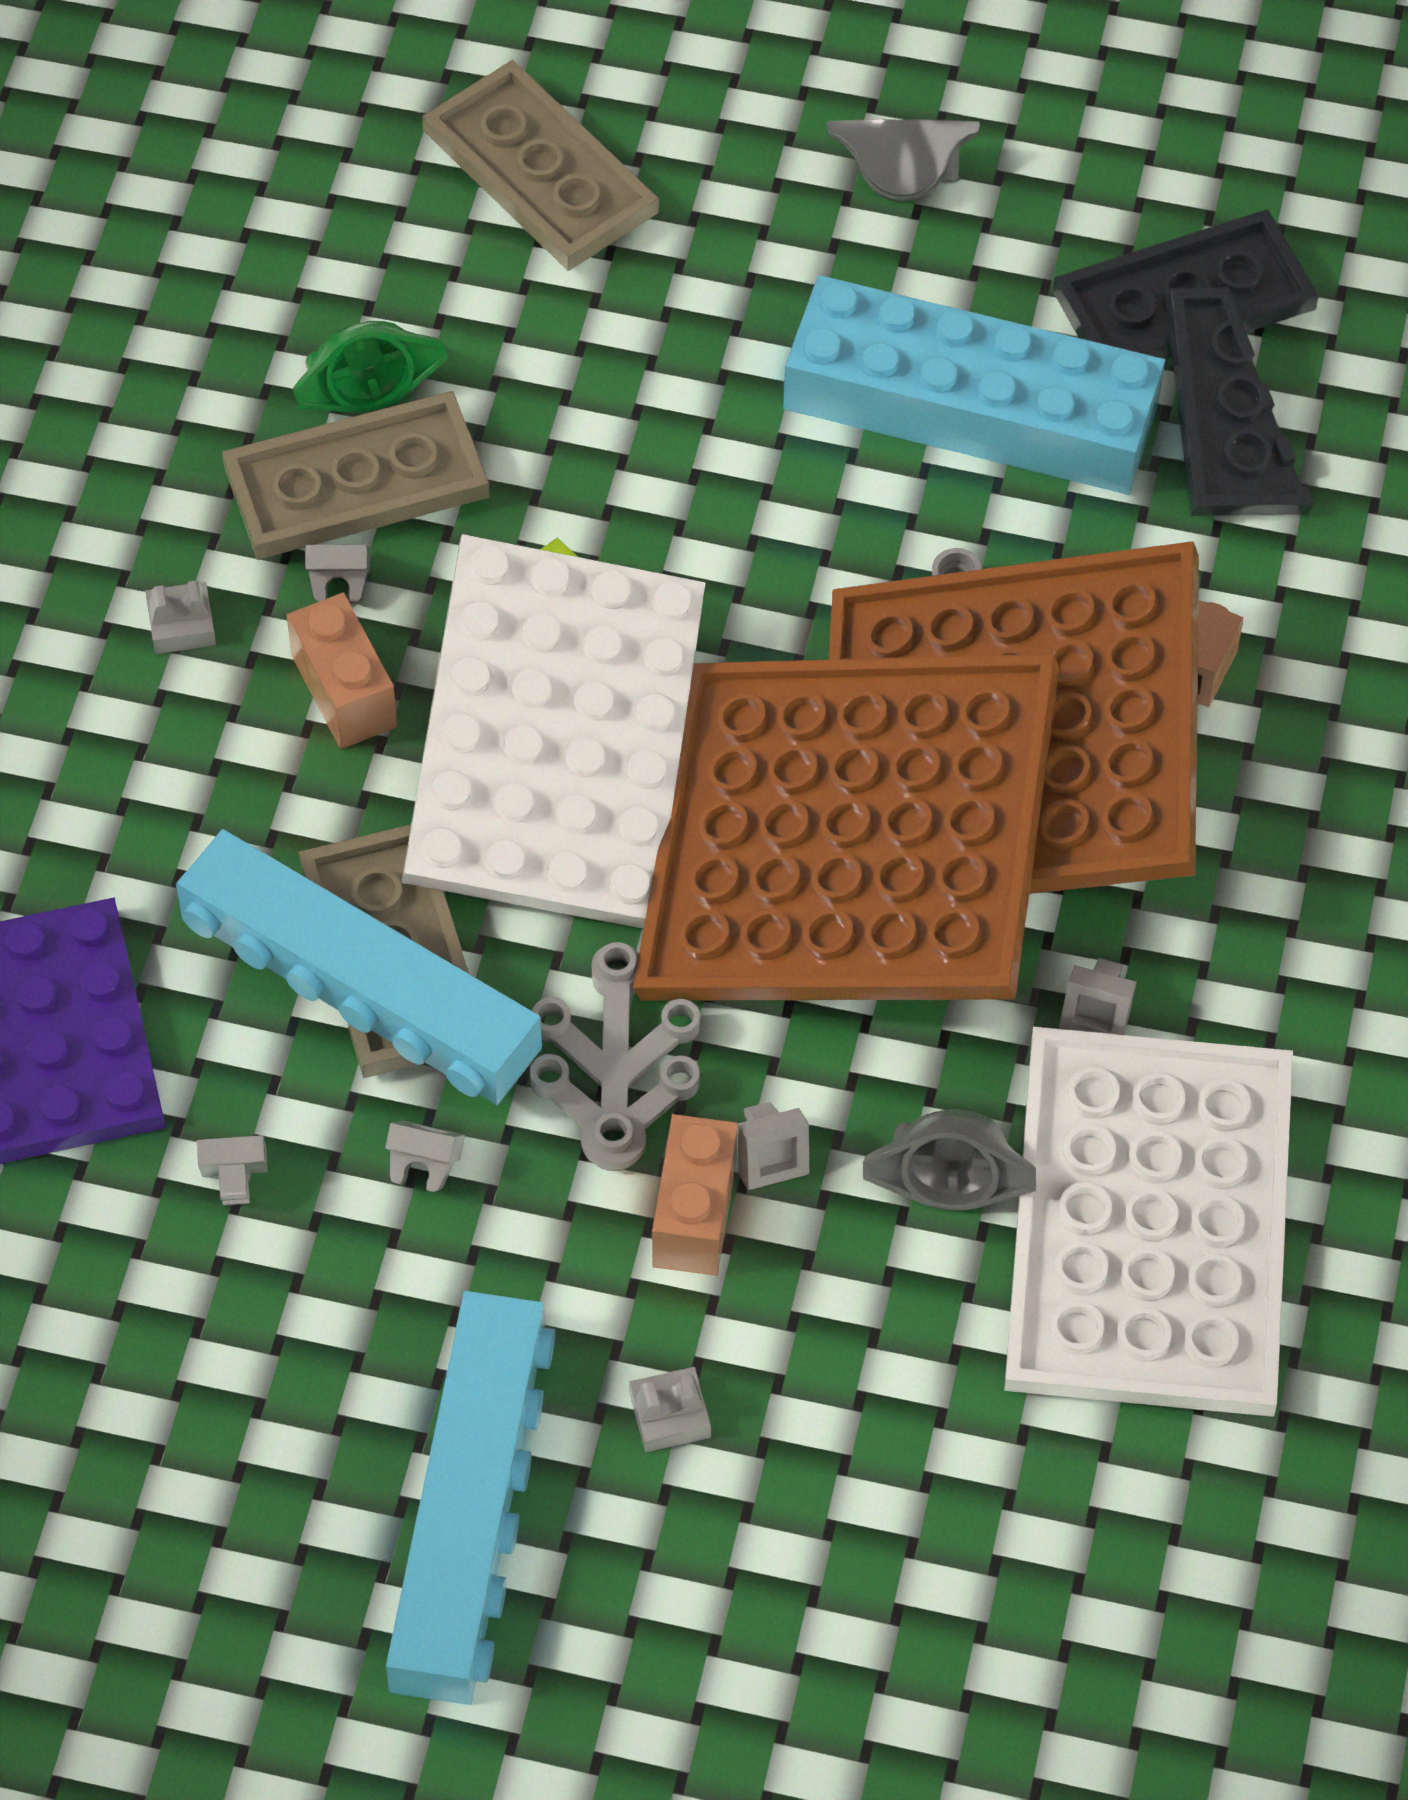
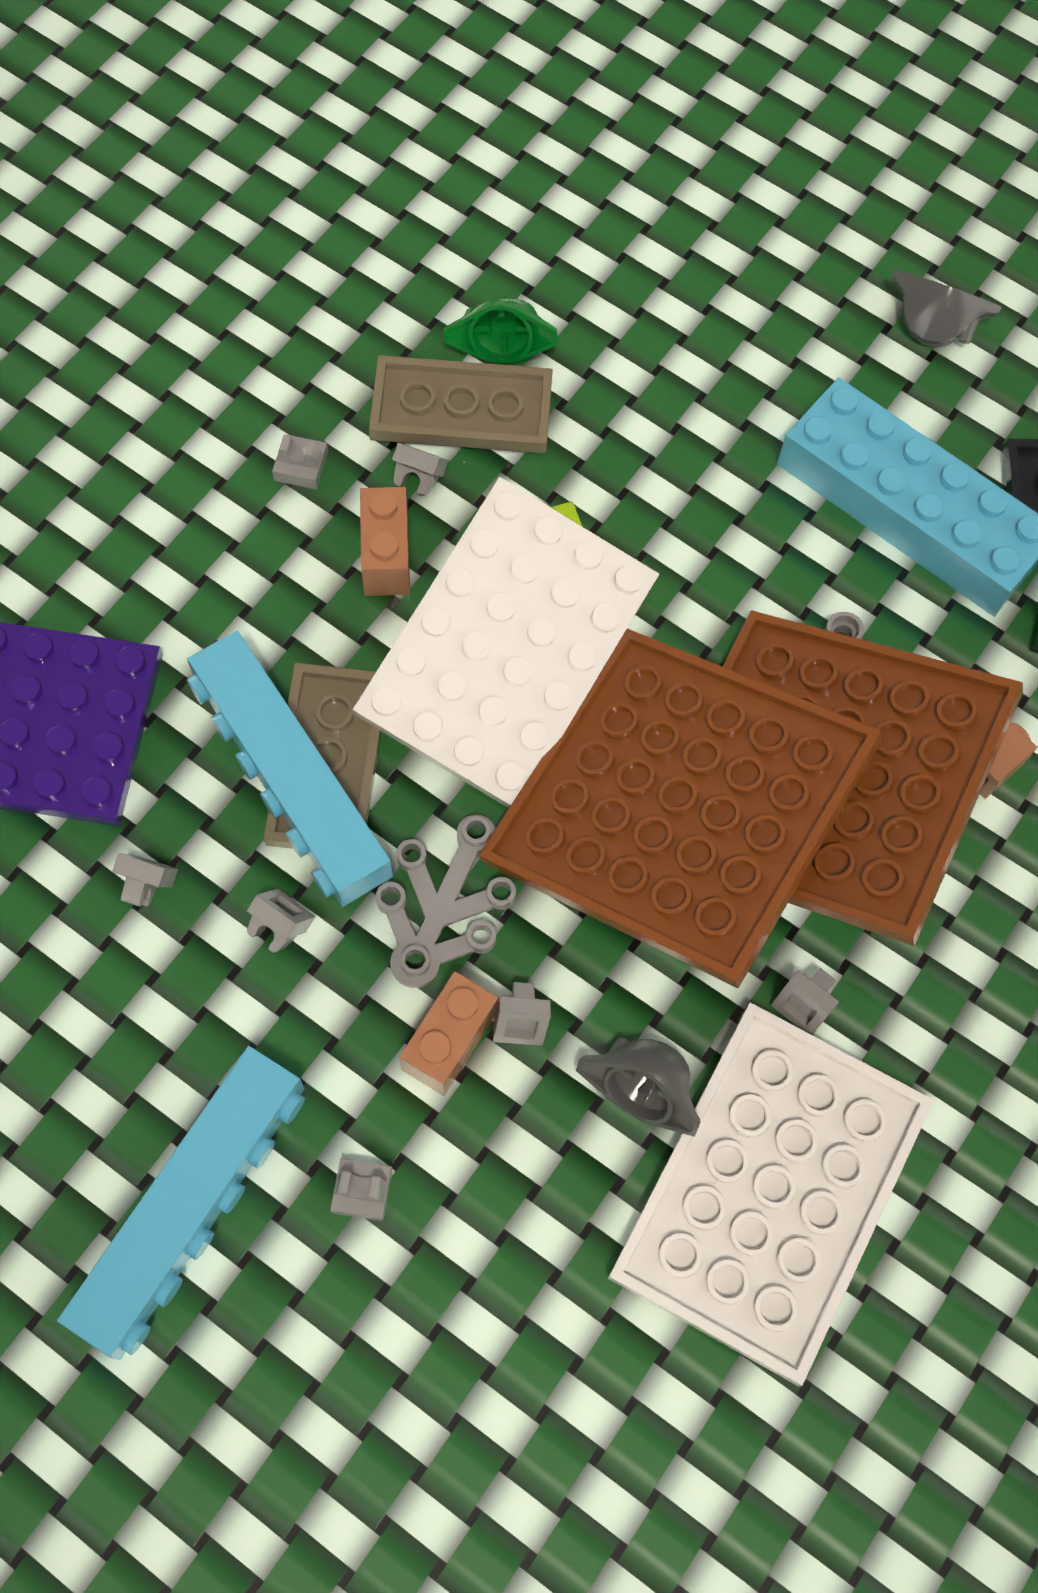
camera: 20 degrees right, 10 degrees up
(540, 165) = (685, 231): dark tan plate -> none

